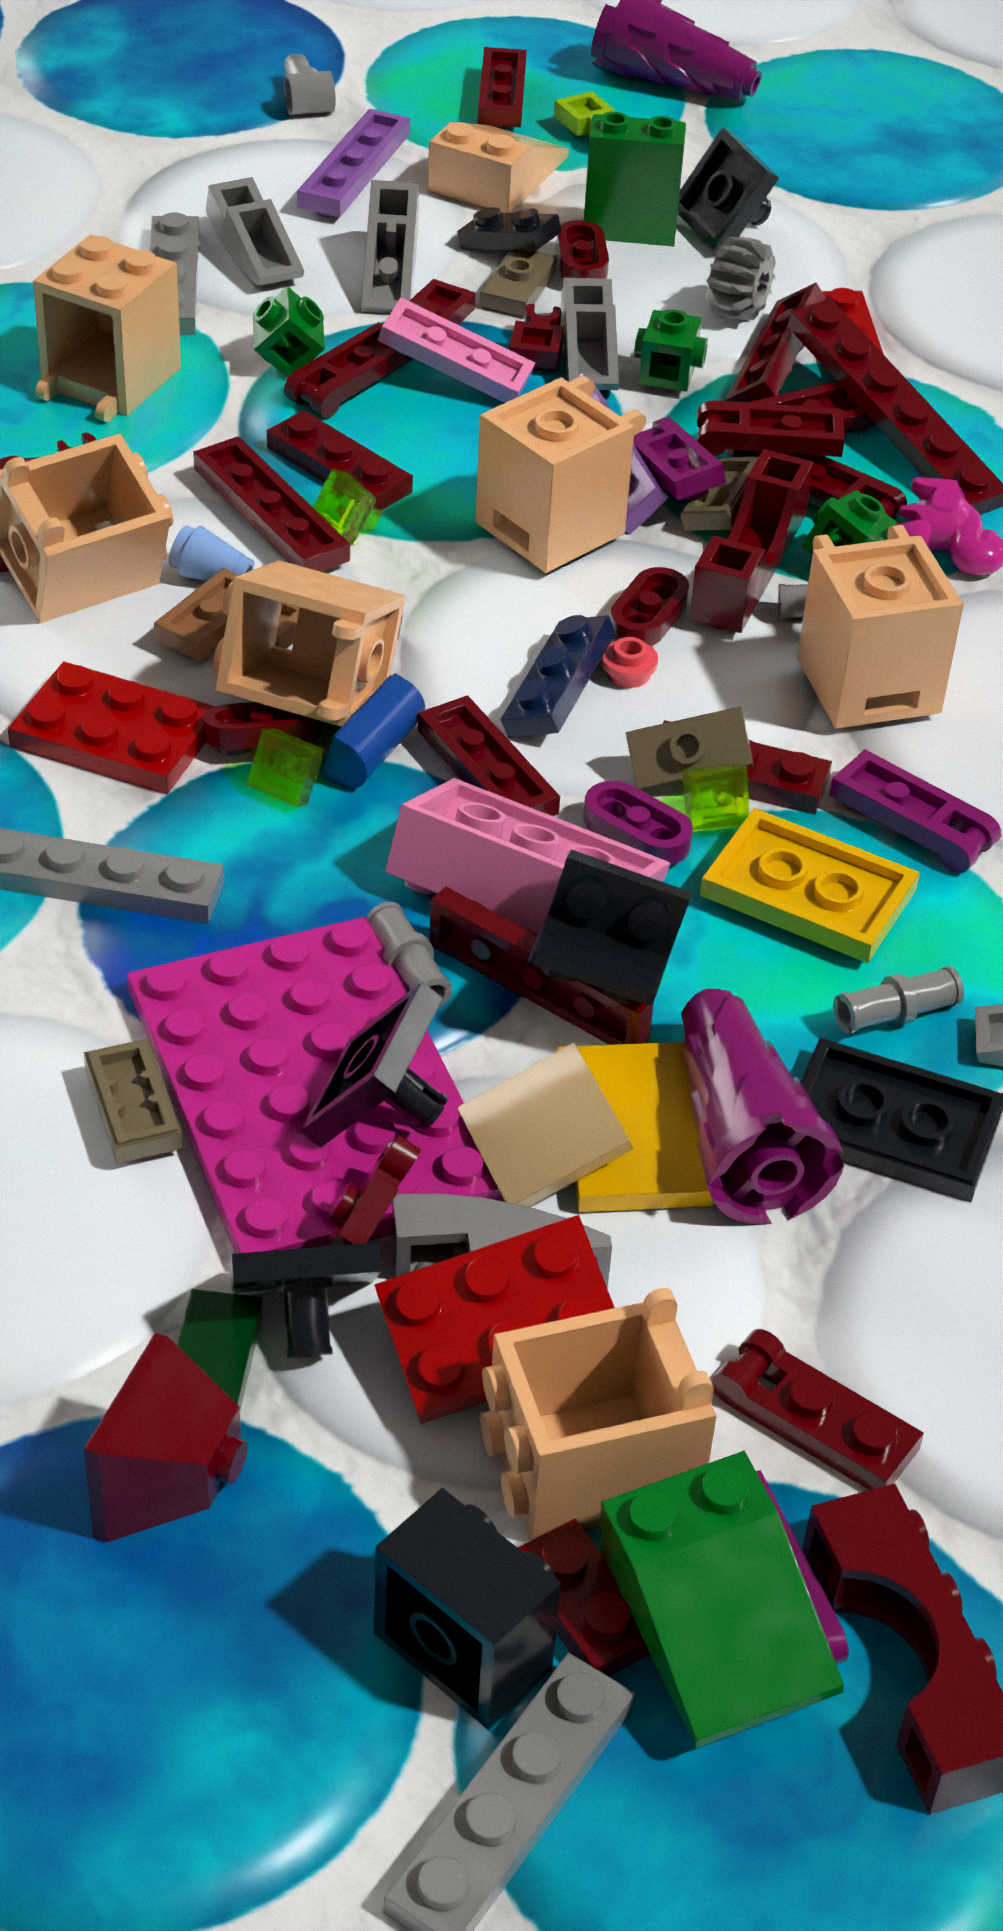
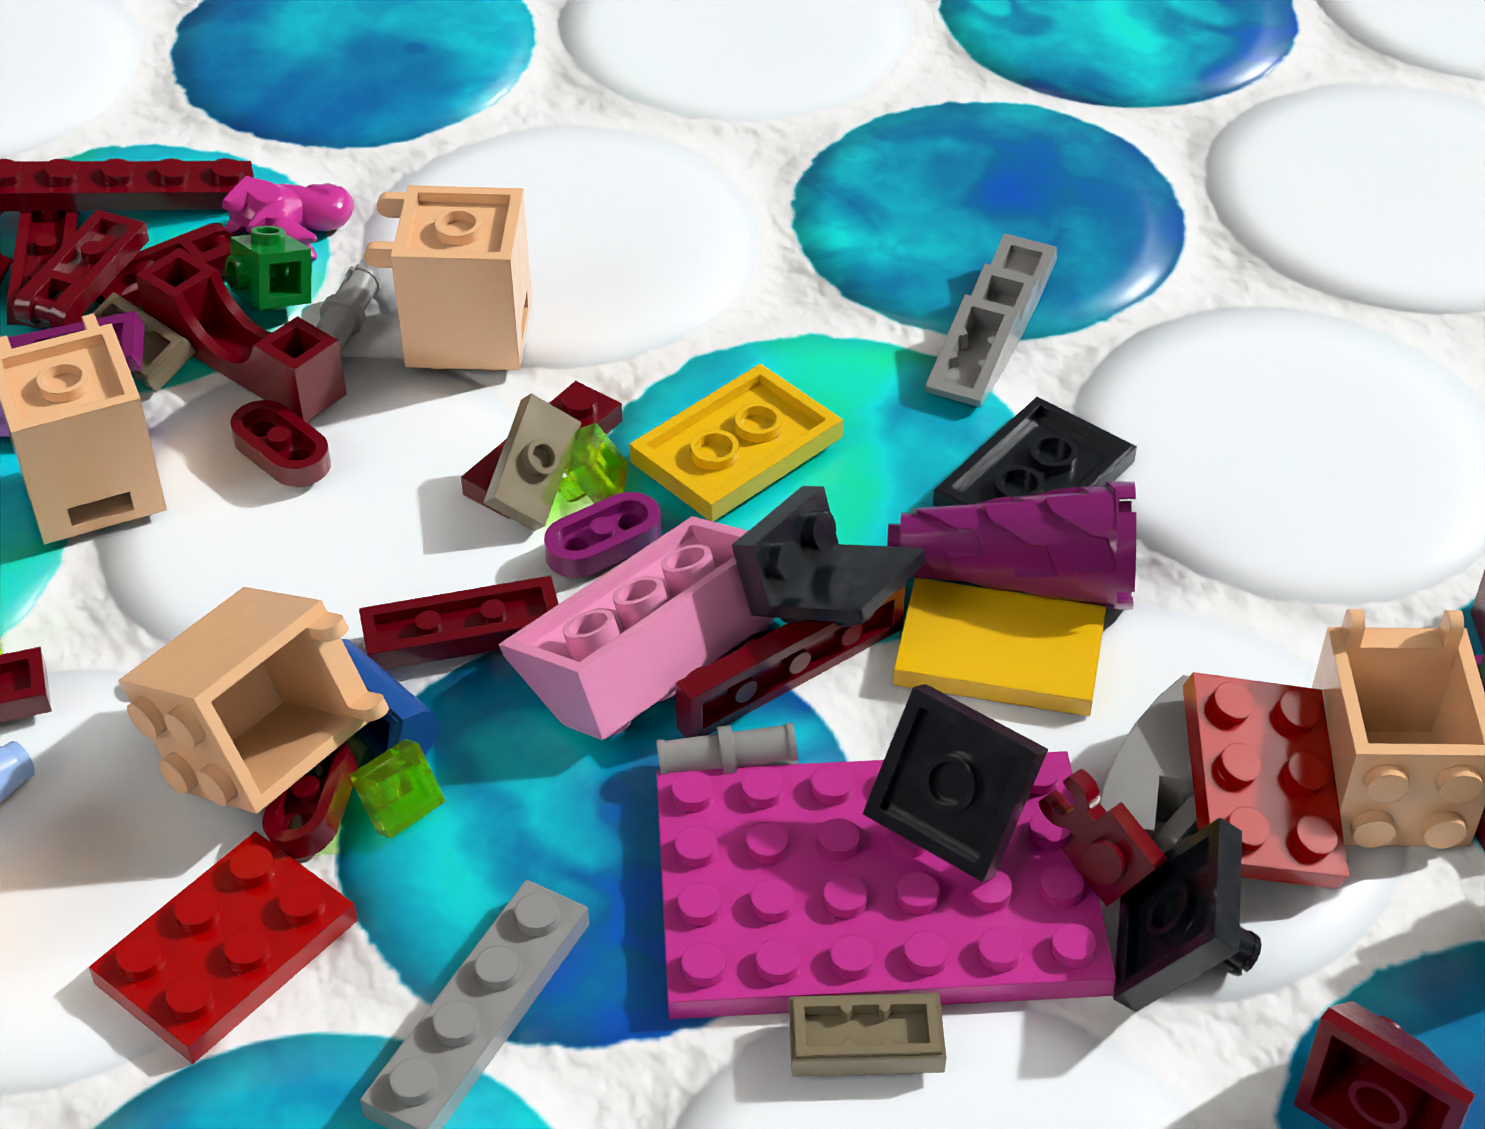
camera: 70 degrees left, 0 degrees up
(199, 620) = (83, 787): medium nougat plate -> none
(222, 1337) = (1233, 1039): dark green tile -> none
(544, 1128) = (1026, 681): tan slope -> none
(558, 676) = (352, 536): dark blue plate -> none
(629, 662) = (351, 482): coral plate -> none
(817, 1412) = (1390, 595): dark red plate -> none
(898, 999) = (905, 428): light grey pin -> none
(916, 810) = (662, 348): magenta plate -> none

